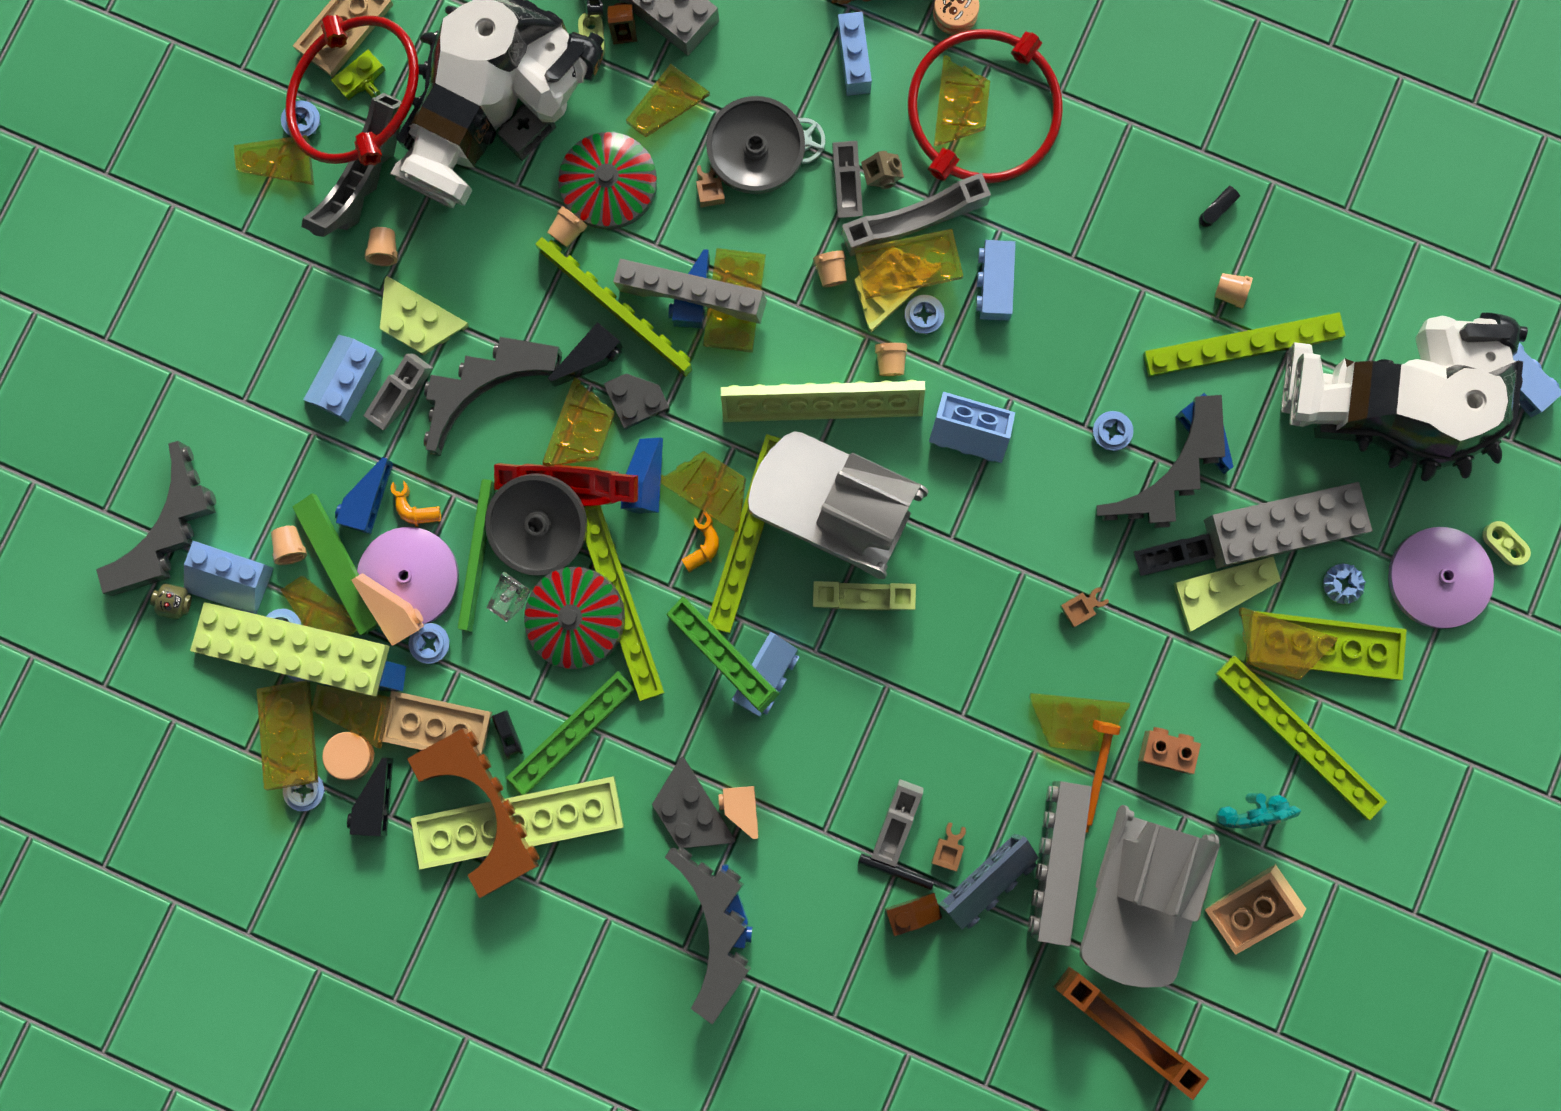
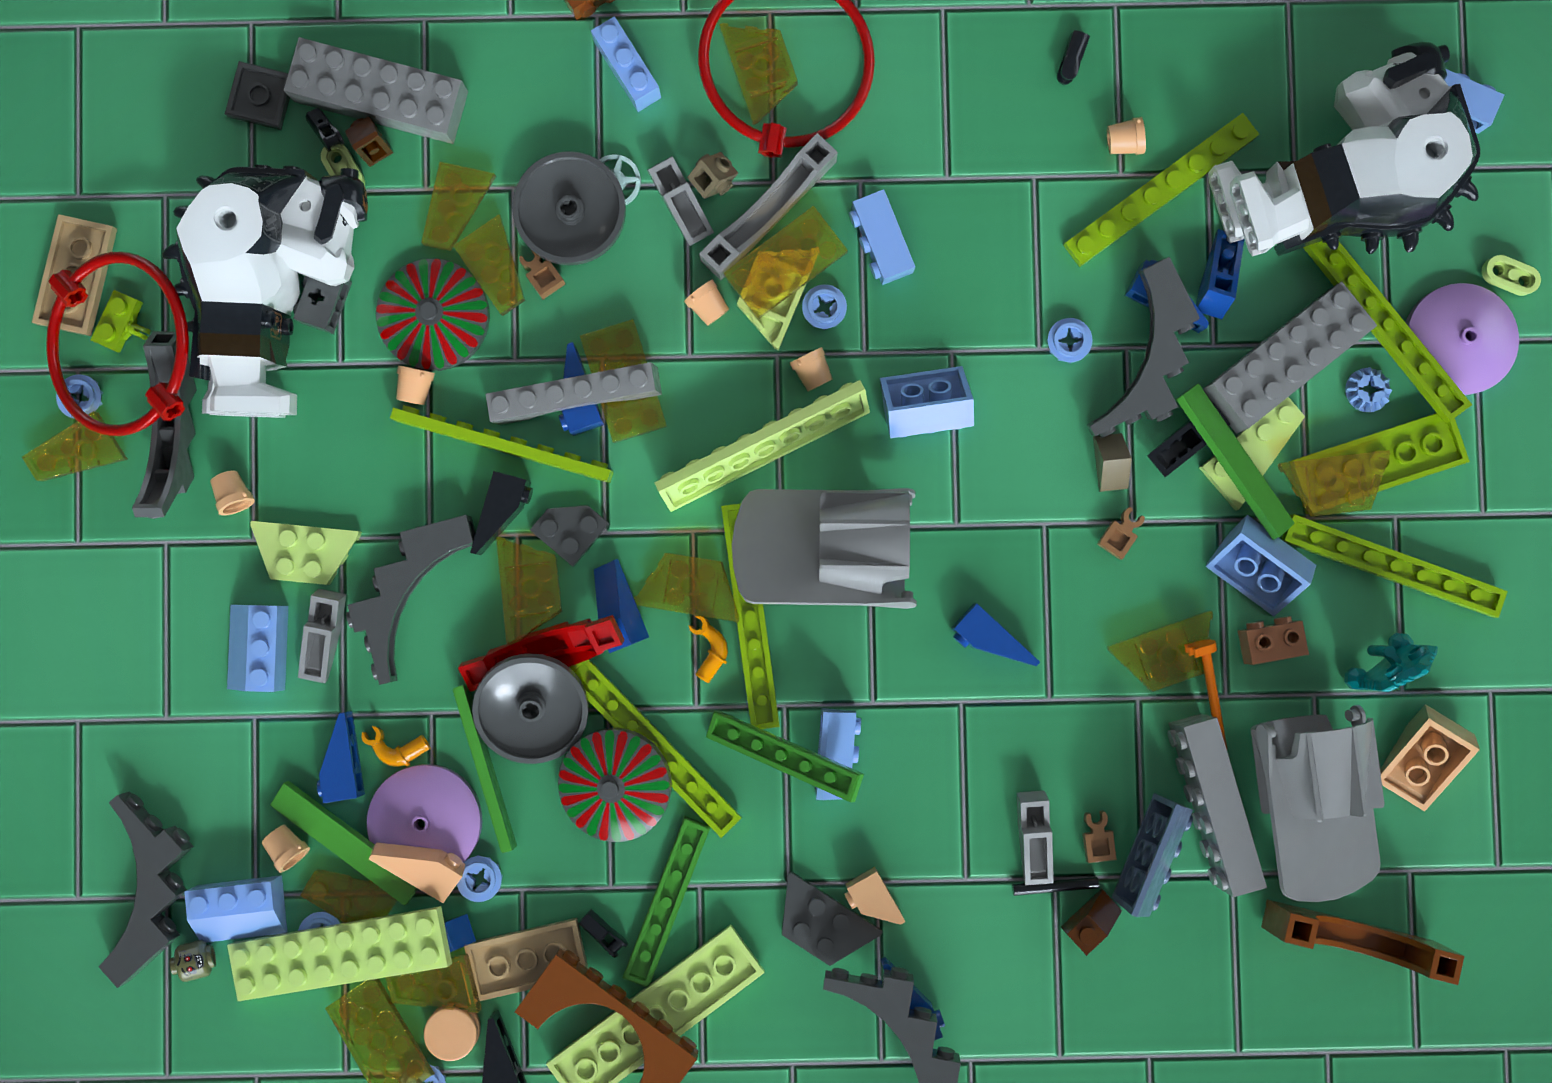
camera: 30 degrees left, 5 degrees up
(508, 597) = (538, 797): clear slope -> none
(674, 161) = (492, 264): none -> clear yellow wing
(864, 596) = (897, 625): yellowish green slope -> none
(934, 638) = (985, 634): none -> blue slope
(1102, 546) = (1112, 462): none -> dark tan slope
(1188, 686) = (1261, 567): none -> light blue slope
(1204, 588) = (1235, 461): none -> bright green tile
(1260, 435) = (1220, 276): none -> blue slope
(1384, 542) = (1393, 332): none -> lime plate

